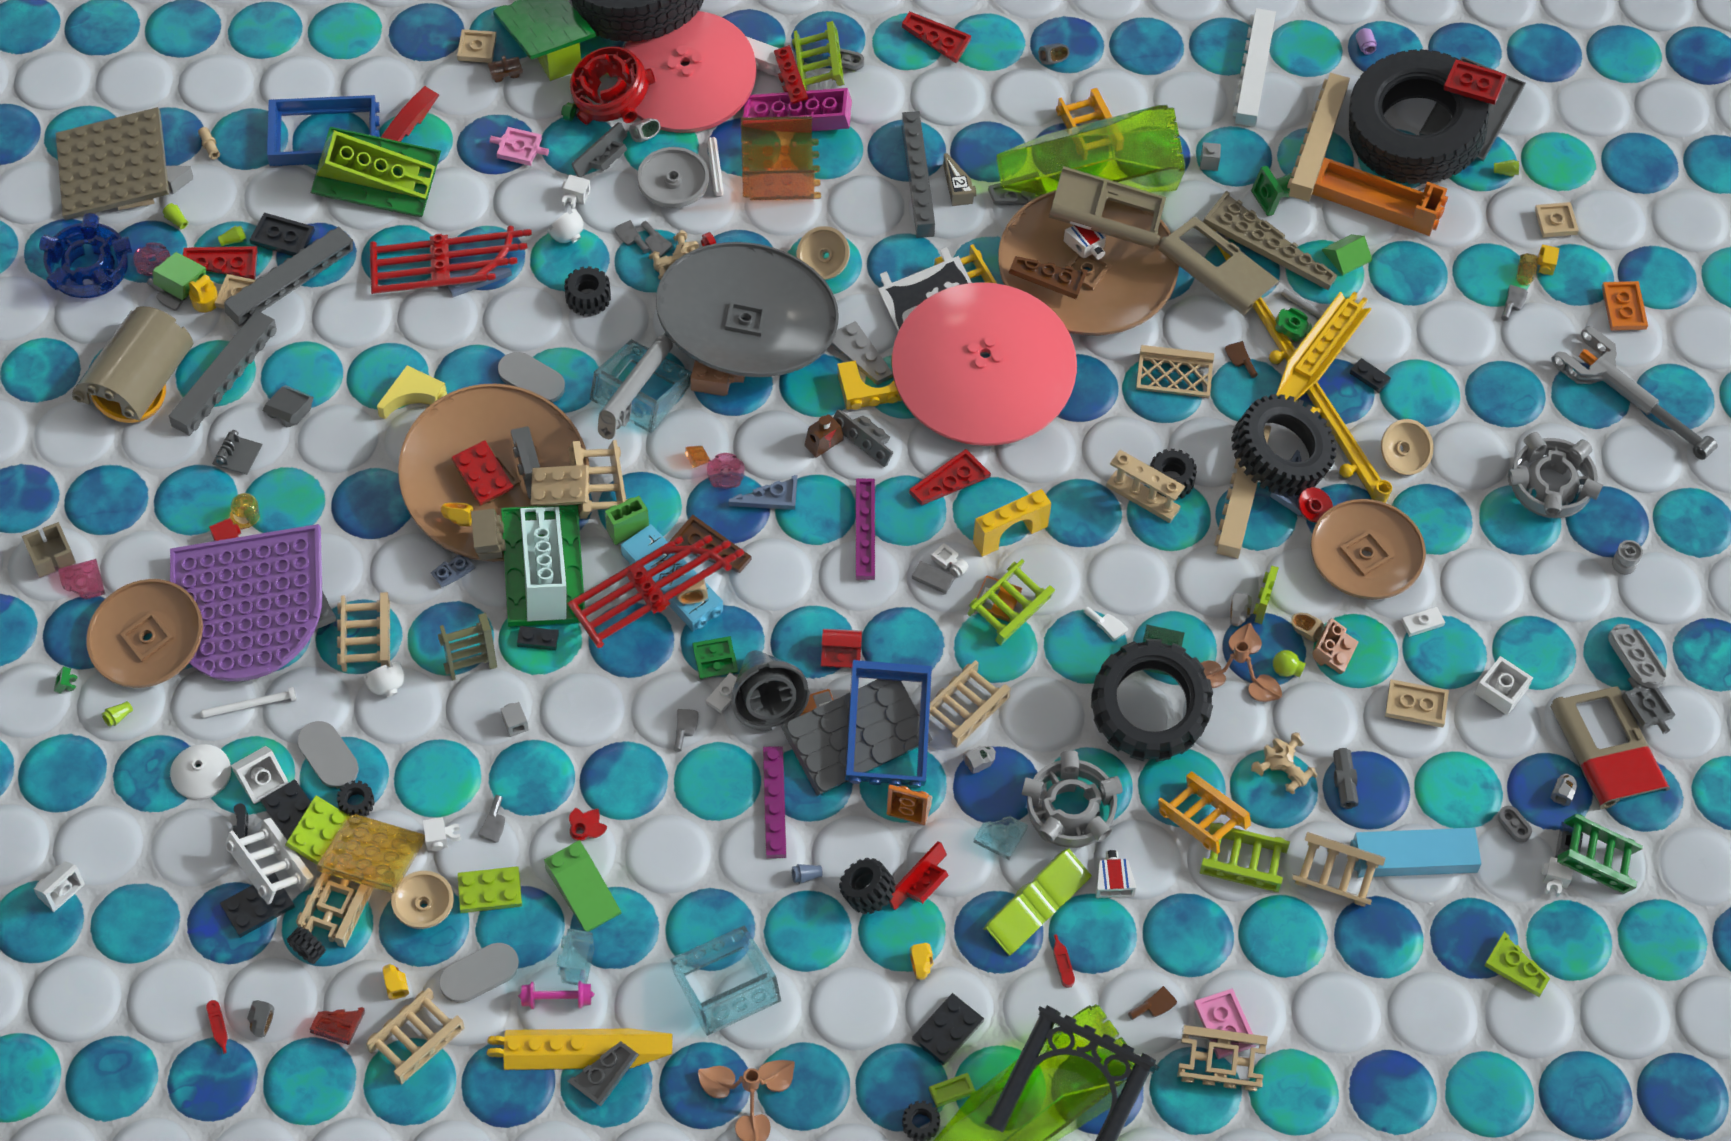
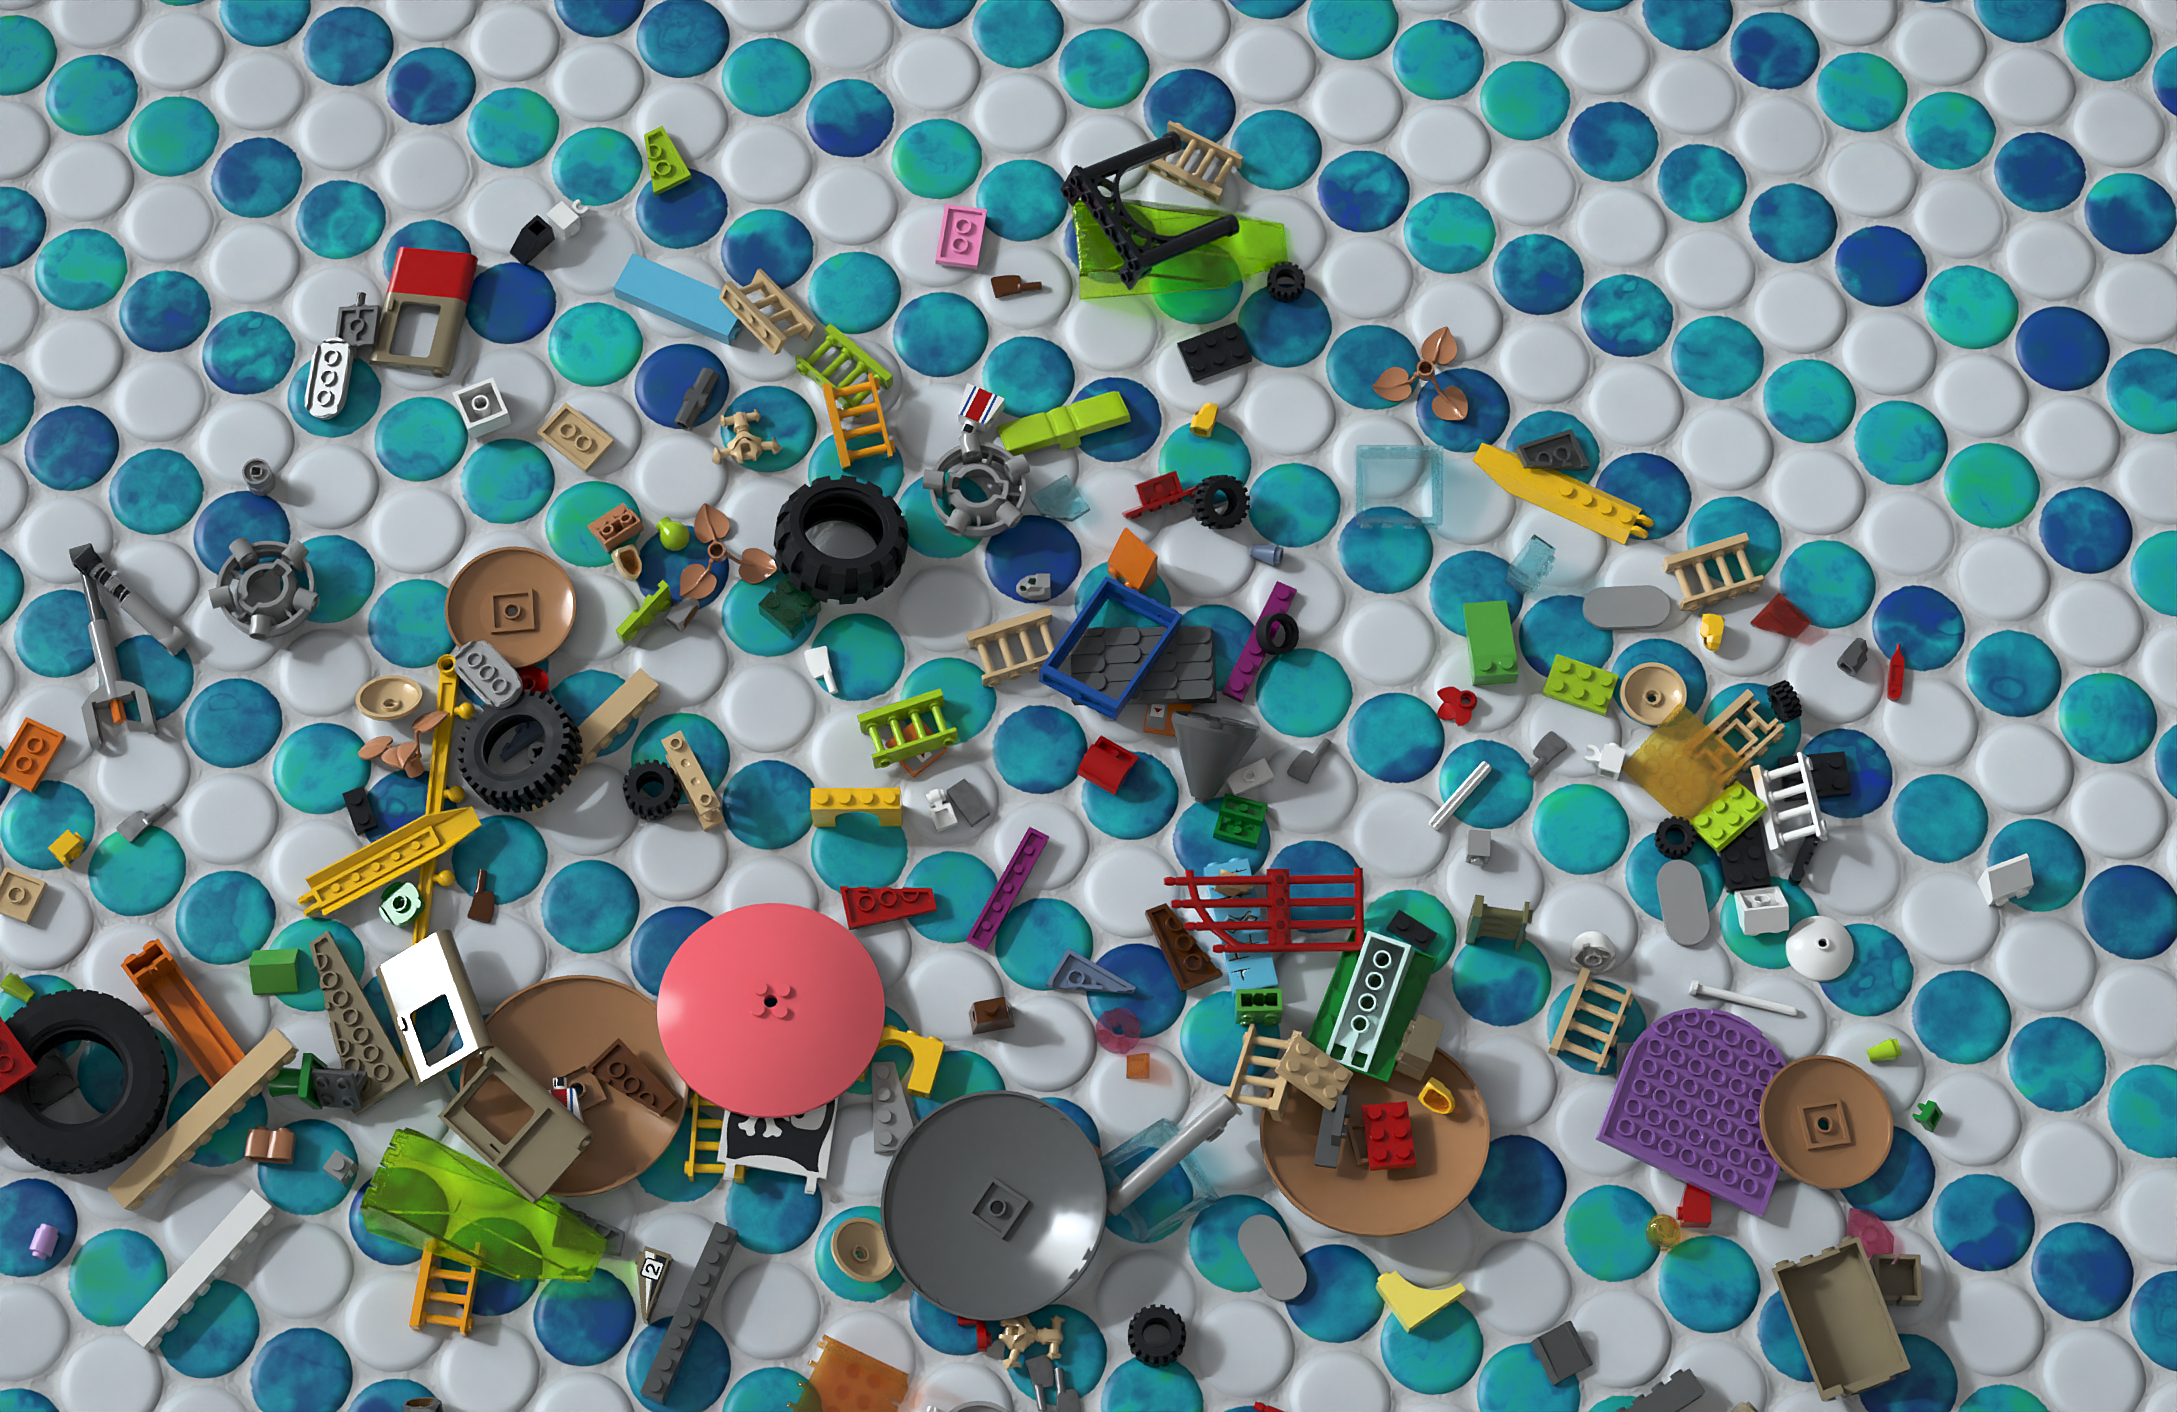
camera: 150 degrees left, 10 degrees up
(86, 499) = (1841, 1320): none -> dark tan cylinder
(237, 453) = (1643, 1316): dark grey hinge -> none
(452, 571) = (1470, 1052): sand blue slope -> none
(529, 995) = (1590, 557): dark pink piece -> none
(548, 755) = (1459, 795): none -> white axle
(771, 810) = (1263, 633): none -> black tyre
(865, 436) = (943, 999): dark grey bracket -> none
(951, 1090) = (1241, 298): lime tile -> none
(1063, 964) = (1073, 359): red piece -> none
(1173, 357) = (550, 925): tan fence -> none
(1223, 1039) = (977, 214): tan fence -> none
(1247, 196) = (339, 1087): none -> dark grey bracket
(1266, 150) = (270, 1145): none -> nougat brick
(1309, 308) = (369, 931): light grey bar -> none
(1346, 483) = (488, 674): none -> light grey tile
(1391, 411) = (404, 755): none -> nougat plant
(1423, 621) = (507, 517): white plate -> none
(1516, 823) = (569, 284): flat silver plate -> none
(1526, 269) = (98, 849): clear yellow rock -> none
(1564, 790) = (498, 292): light grey rock -> none
(1587, 864) = (524, 190): green fence -> none
(1595, 421) = (168, 636): none -> piece

